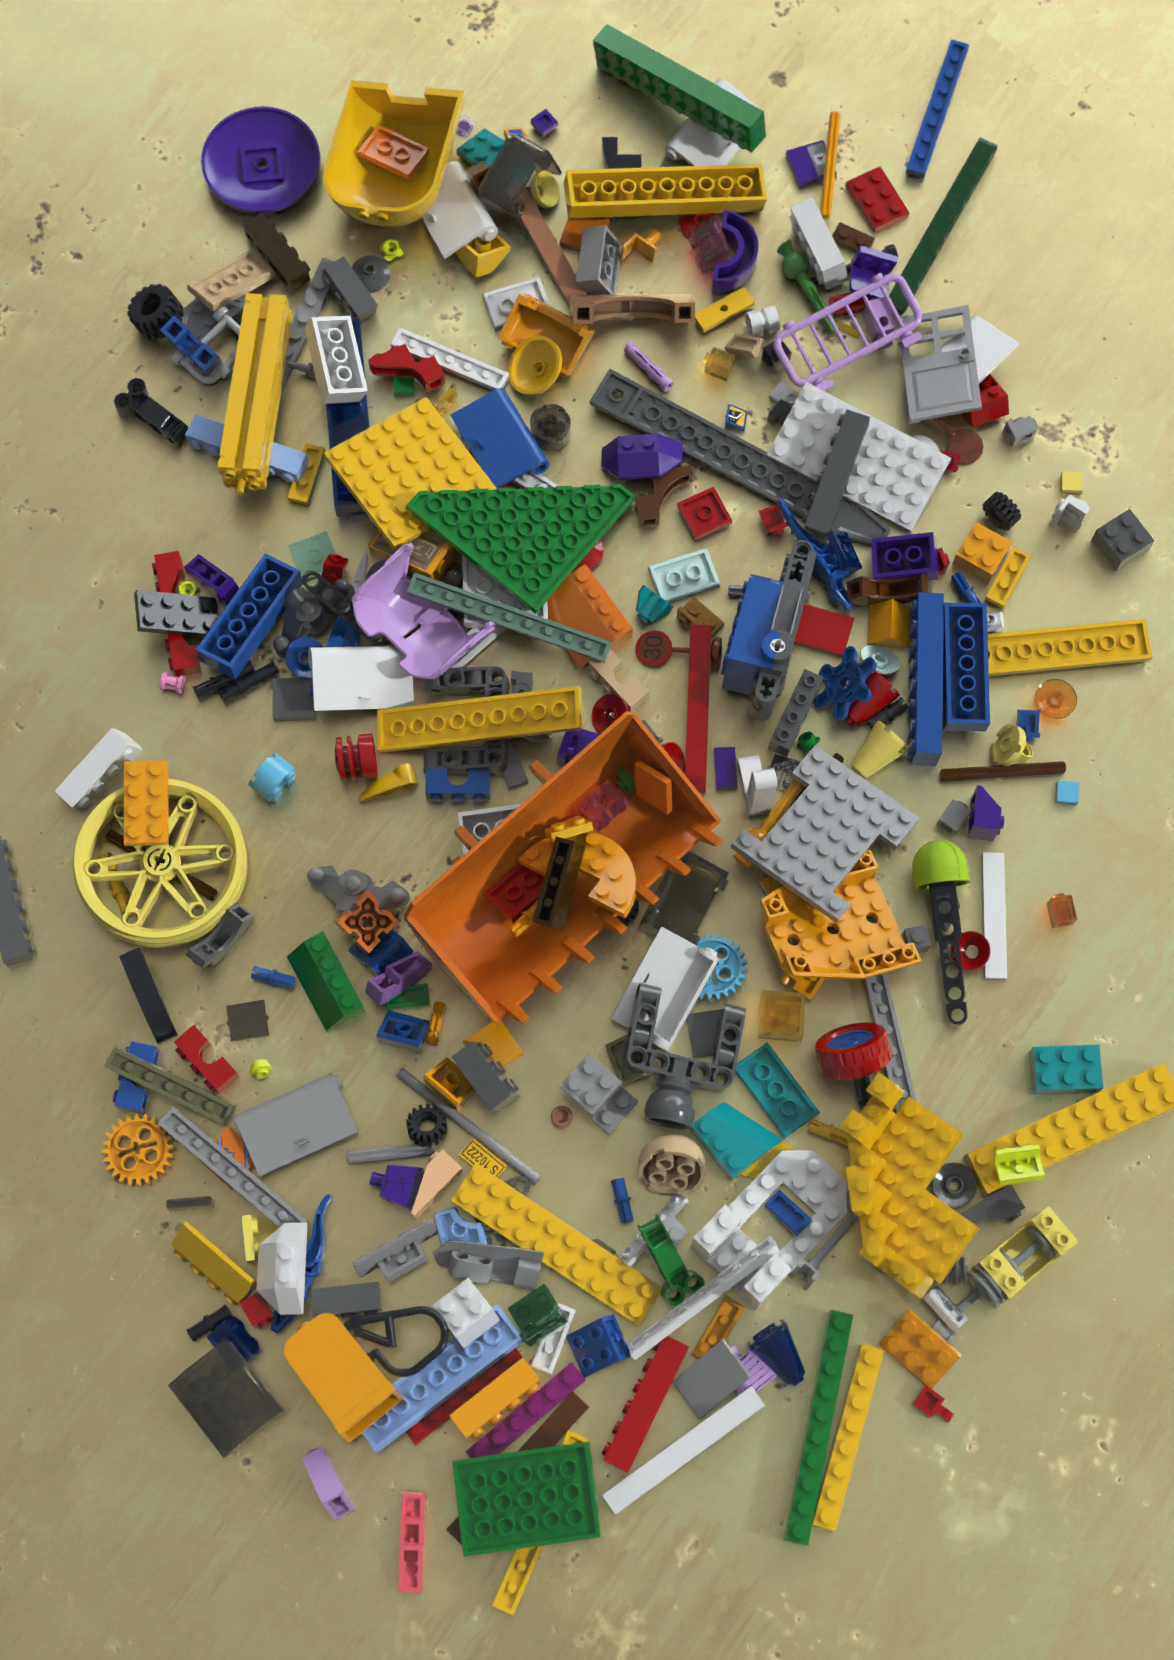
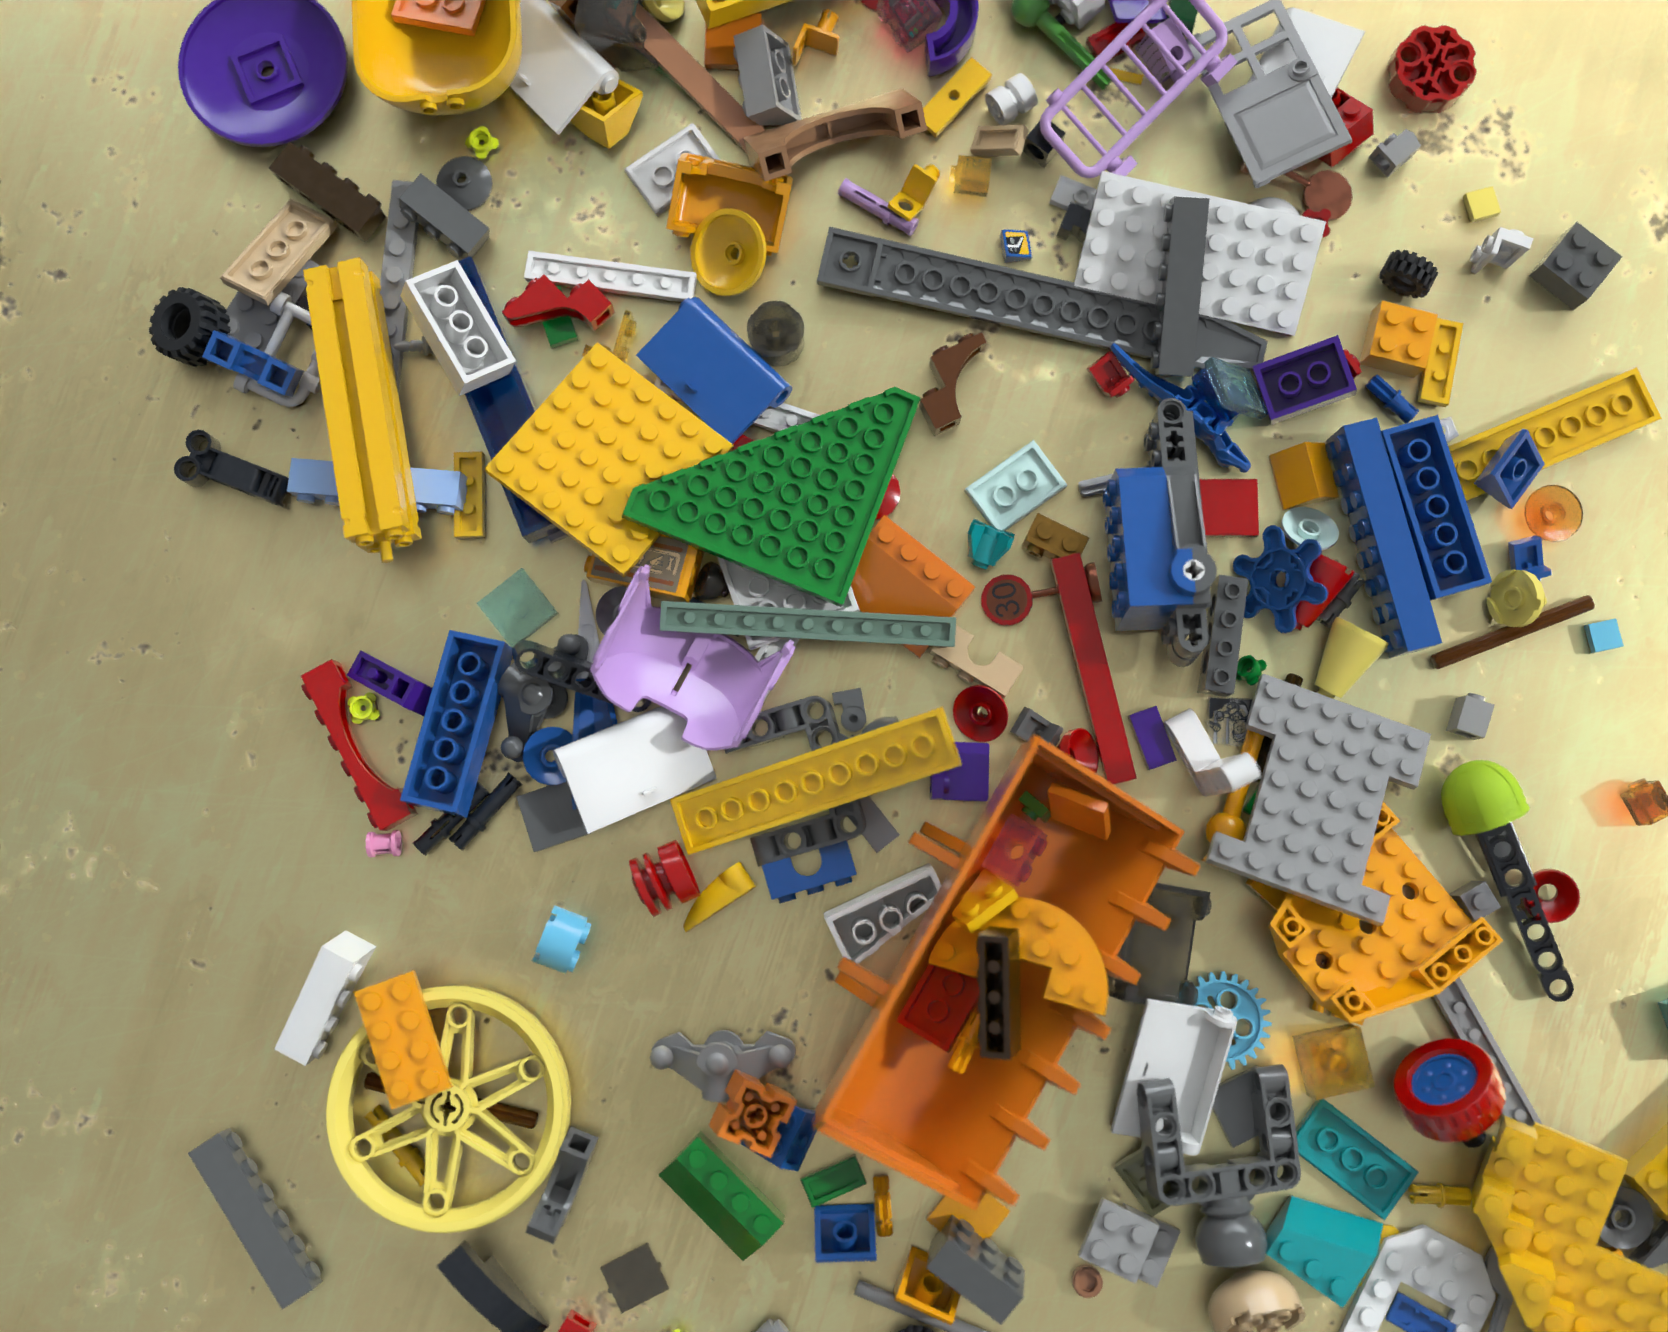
camera: 15 degrees left, 10 degrees up
(174, 613) = (355, 752): plate -> none
(273, 977) = (650, 1211): blue axle -> none
(334, 568) = (549, 620): red bracket -> none
(397, 978) = (810, 1172): medium lavender slope -> none
(641, 456) = (910, 340): dark purple wedge -> none
(677, 362) = (915, 190): none -> yellow bracket
(704, 513) = (1016, 392): red plate -> none
(855, 550) = (1235, 388): none -> clear light blue tile
(867, 591) = (1306, 426): reddish brown arch -> none
(985, 816) = (1515, 705): dark purple slope -> none
(994, 914) = (1559, 827): white tile -> none
(1032, 658) = (1511, 469): none -> blue slope
(1061, 369) = (1450, 58): none -> red connector

